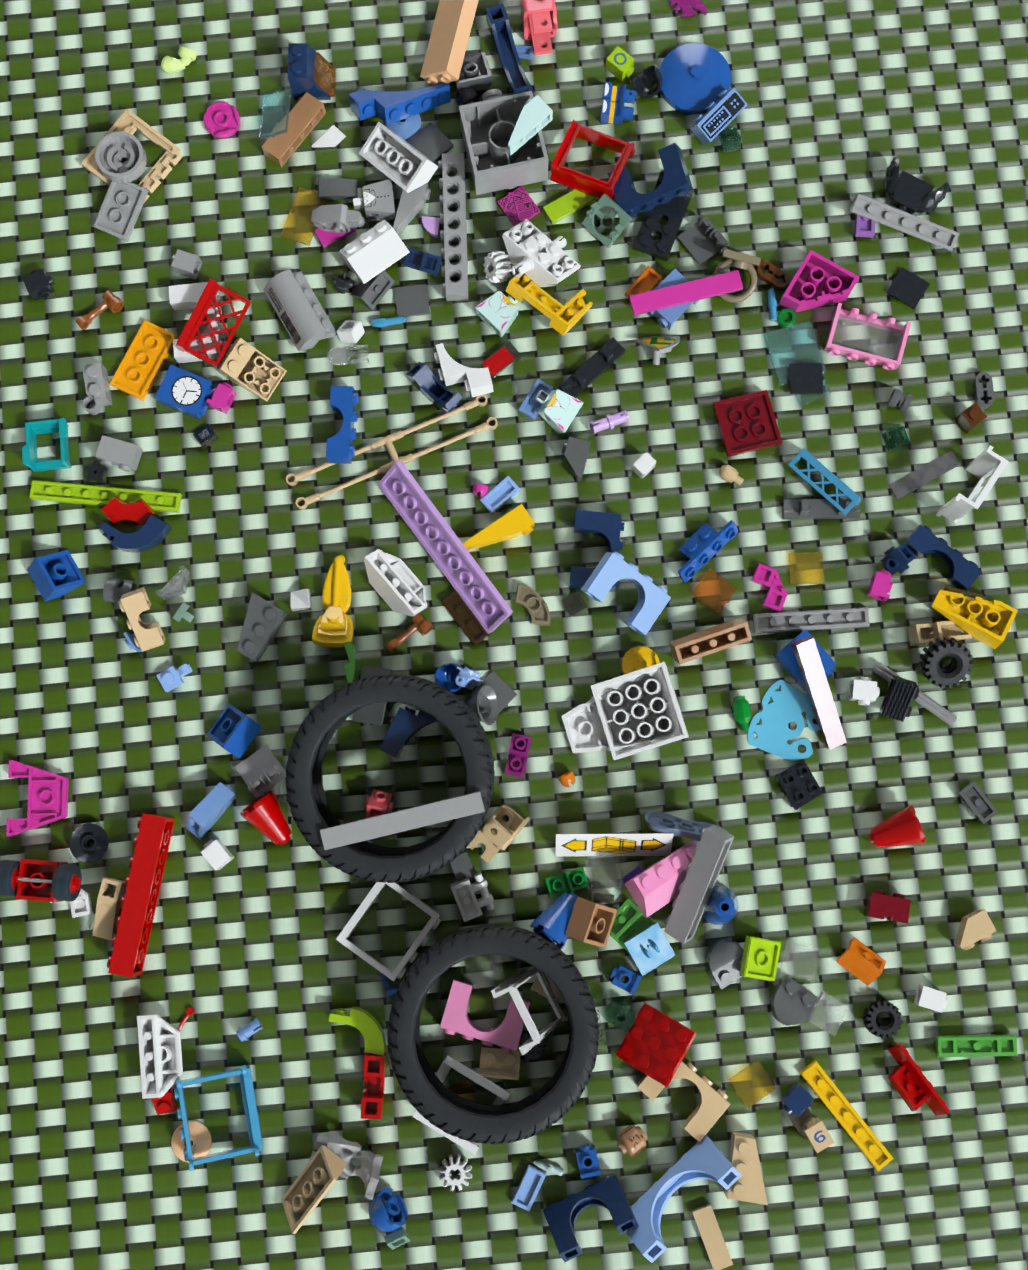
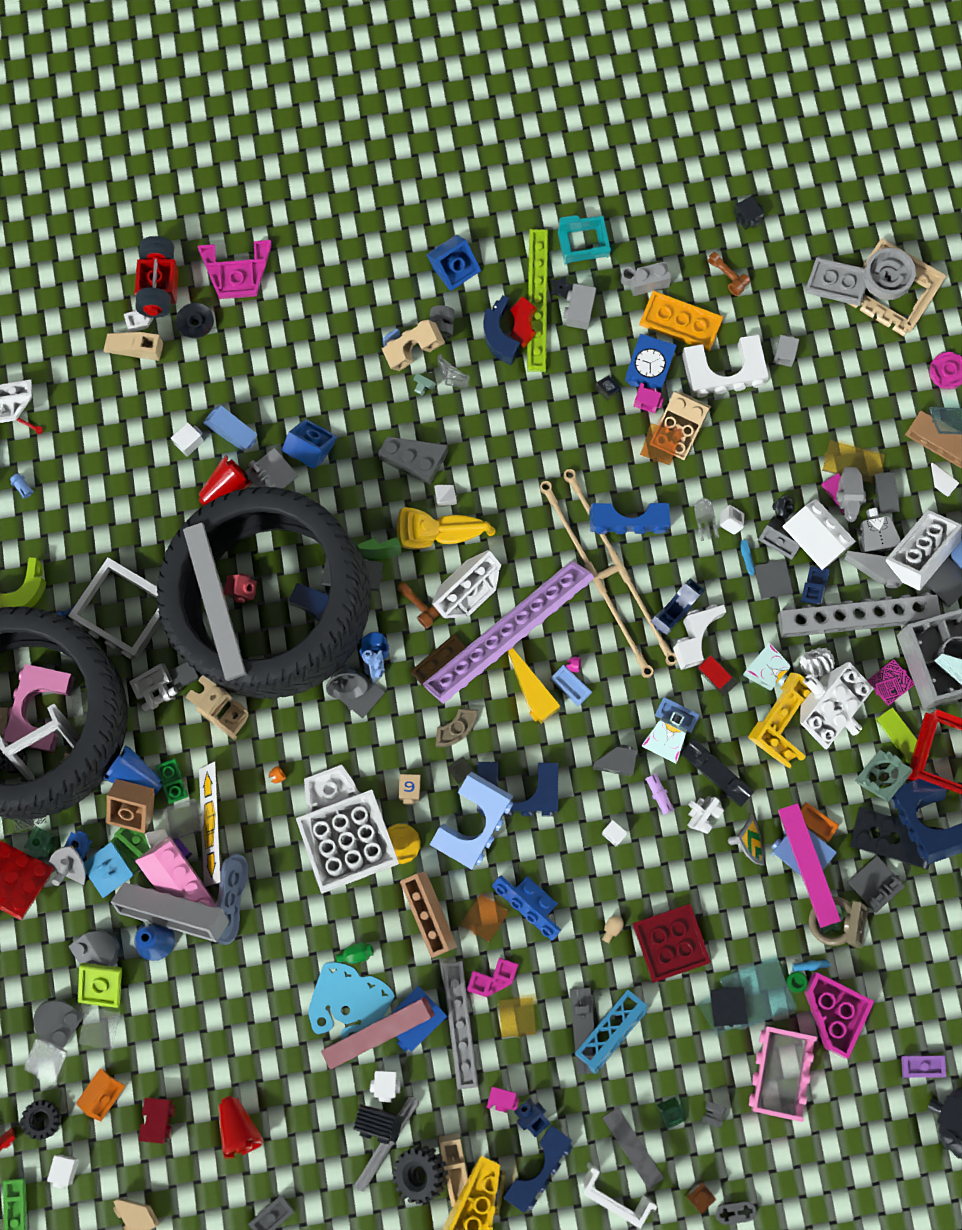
camera: 85 degrees right, 5 degrees down
(141, 895) = (145, 372): red brick -> none
(172, 677) = (360, 381): light blue plate -> none
(198, 315) = (723, 364): red fence -> none
(269, 389) = (660, 444): none -> clear orange piece
(299, 309) = (749, 465): light grey brick -> none
(431, 225) = (858, 592): lavender tile -> none
(517, 755) = (299, 723): magenta slope -> none
(590, 652) = (409, 789): none -> tan brick
(603, 898) = (156, 819): clear smoke tile -> none
(623, 898) = (155, 837): none -> white slope
(629, 384) = (701, 812): none -> white hips
(642, 987) = (67, 864): none -> light grey shield
(772, 276) = (839, 961): reddish brown beam -> none
(798, 784) = (282, 1018): black hinge -> none
(904, 222) = (922, 1111): light grey tile -> none
(908, 288) = (847, 1121): black piece -> none

